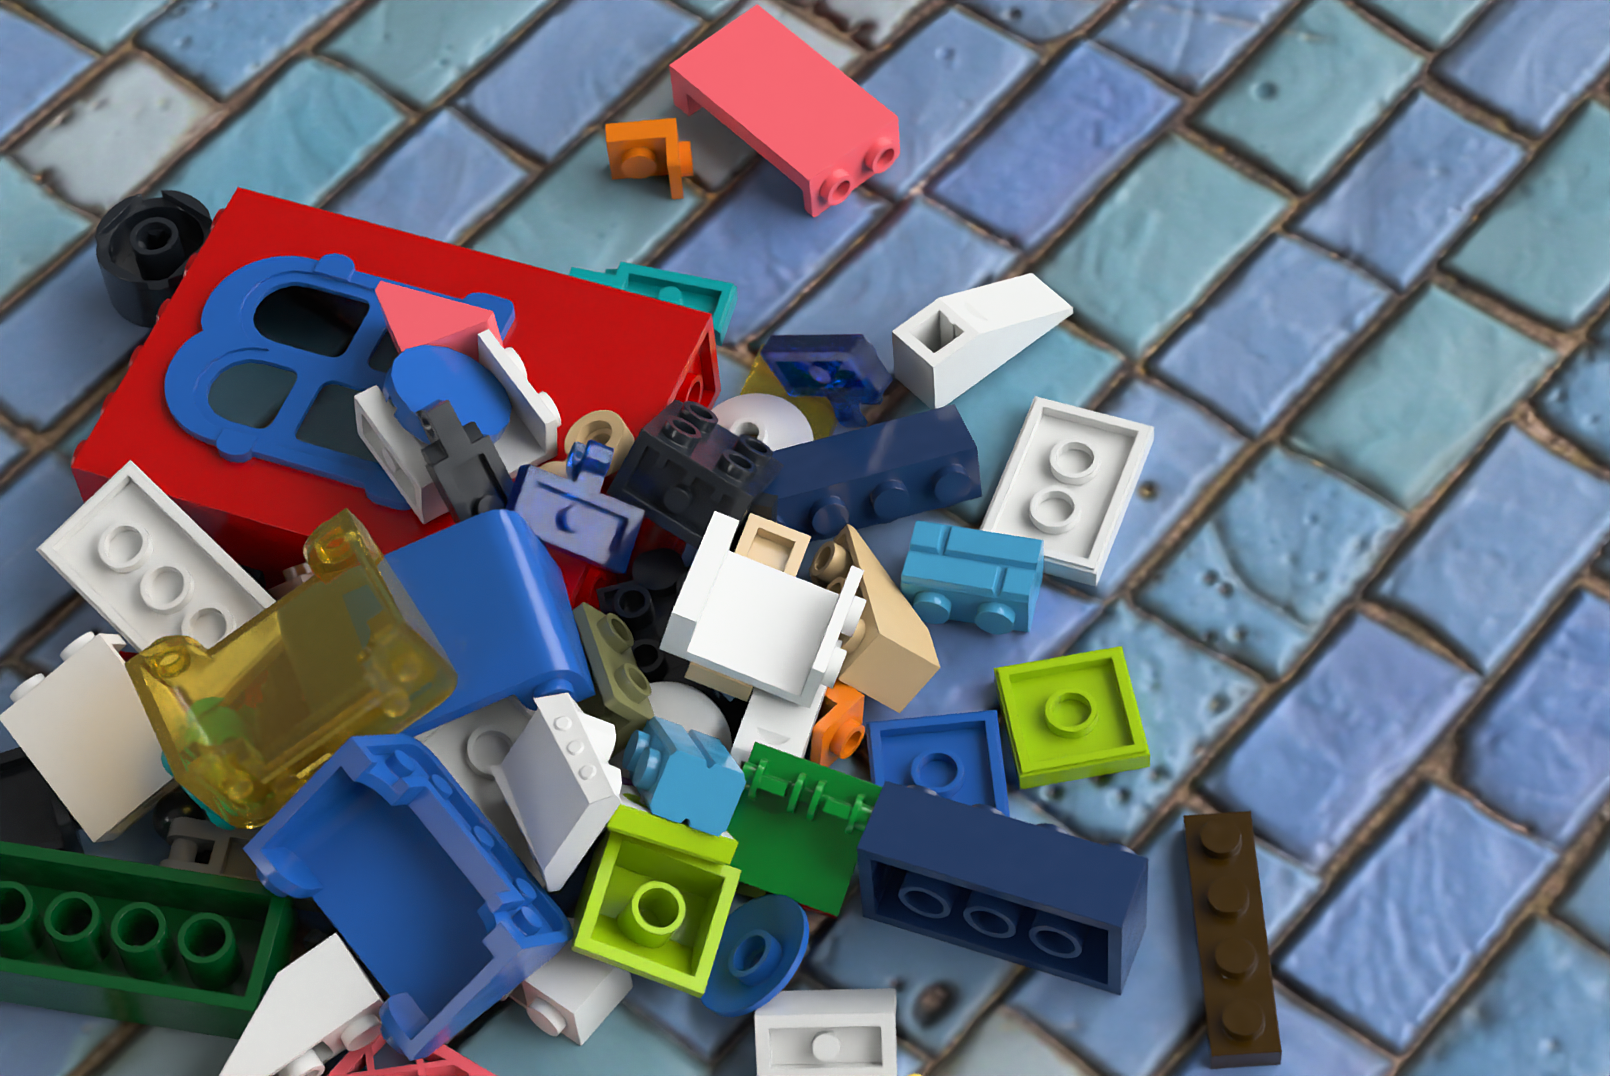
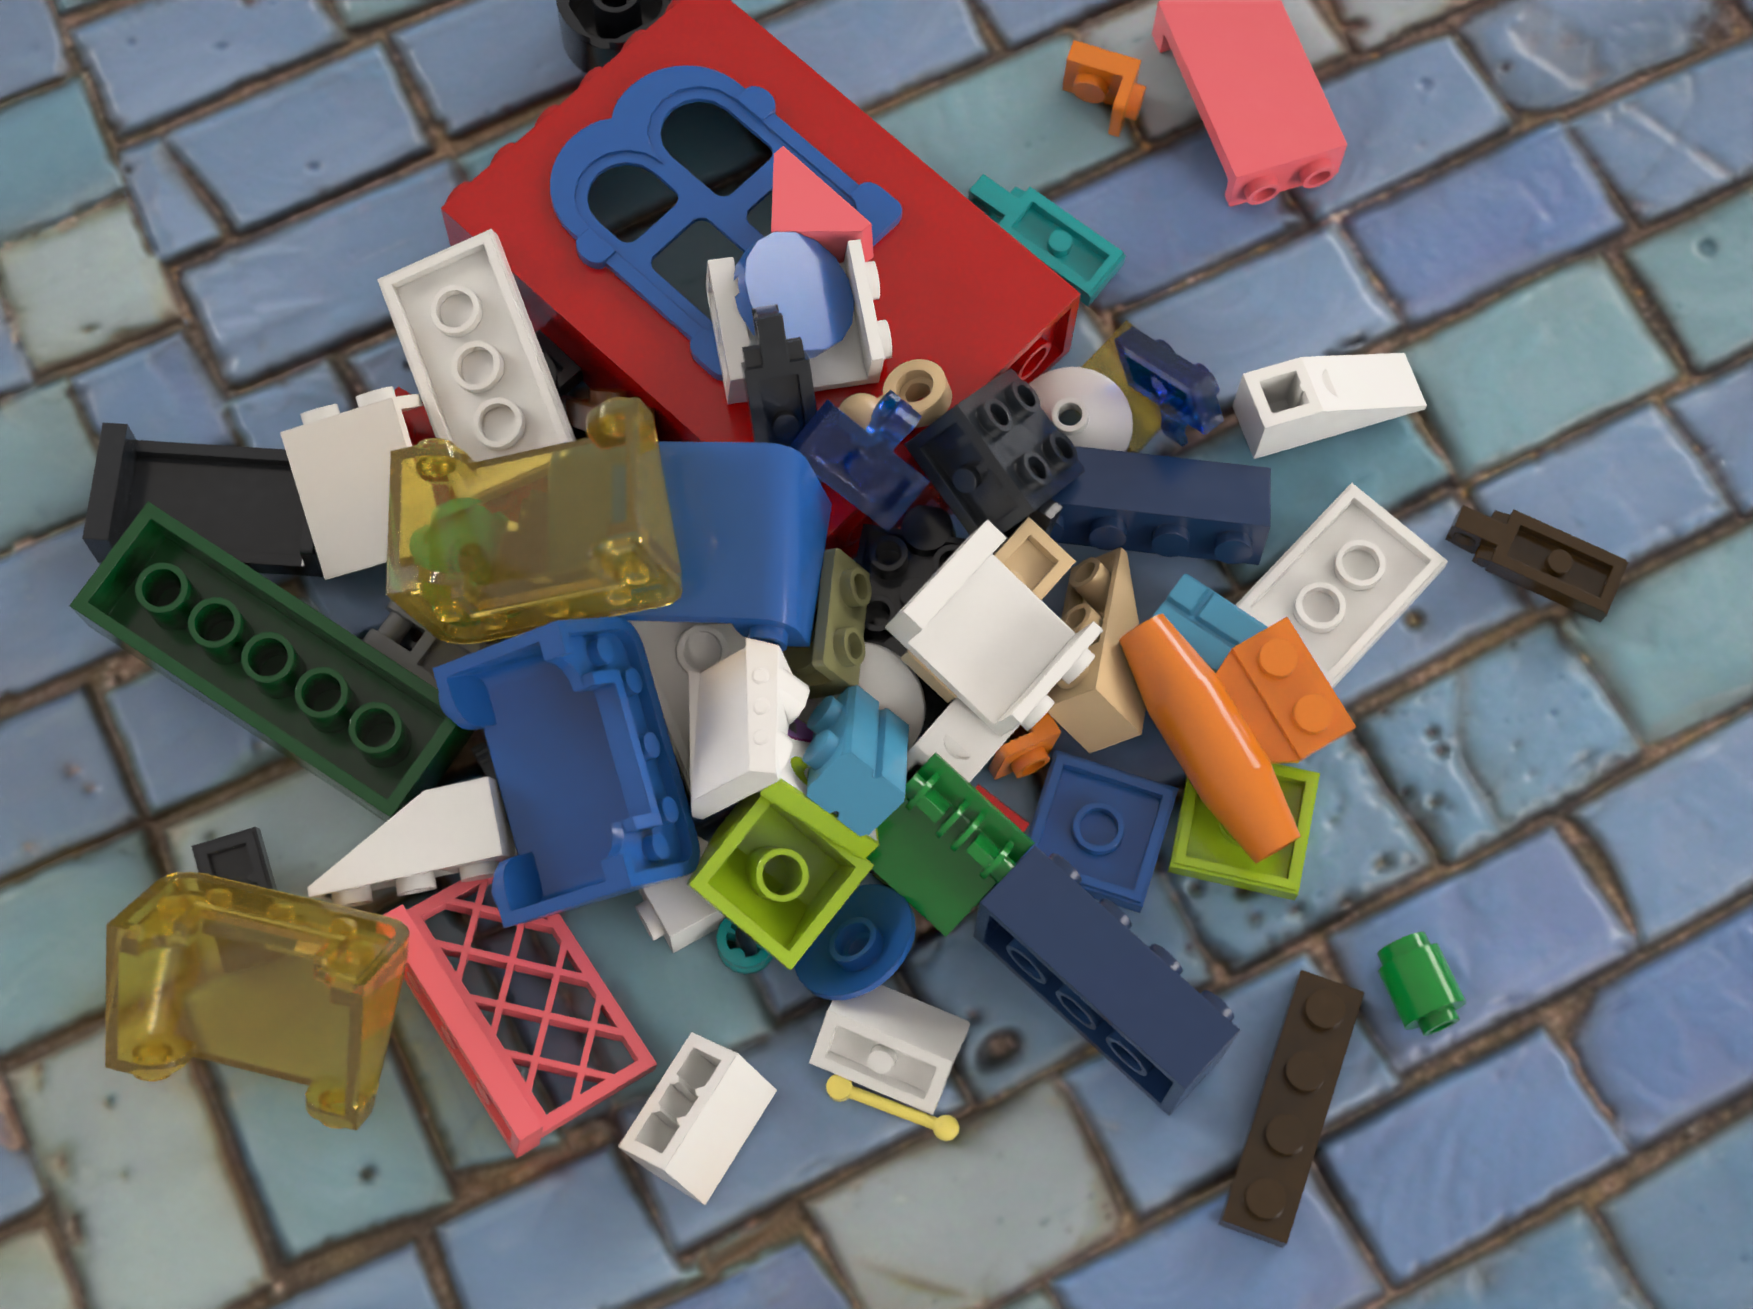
camera: 15 degrees right, 15 degrees up
(645, 1022) = (735, 958): none -> teal bush
(1024, 621) = (1235, 723): none -> orange plate
(1236, 392) = (1541, 559): none -> dark brown hinge
(1298, 782) = (1420, 983): none -> green brick

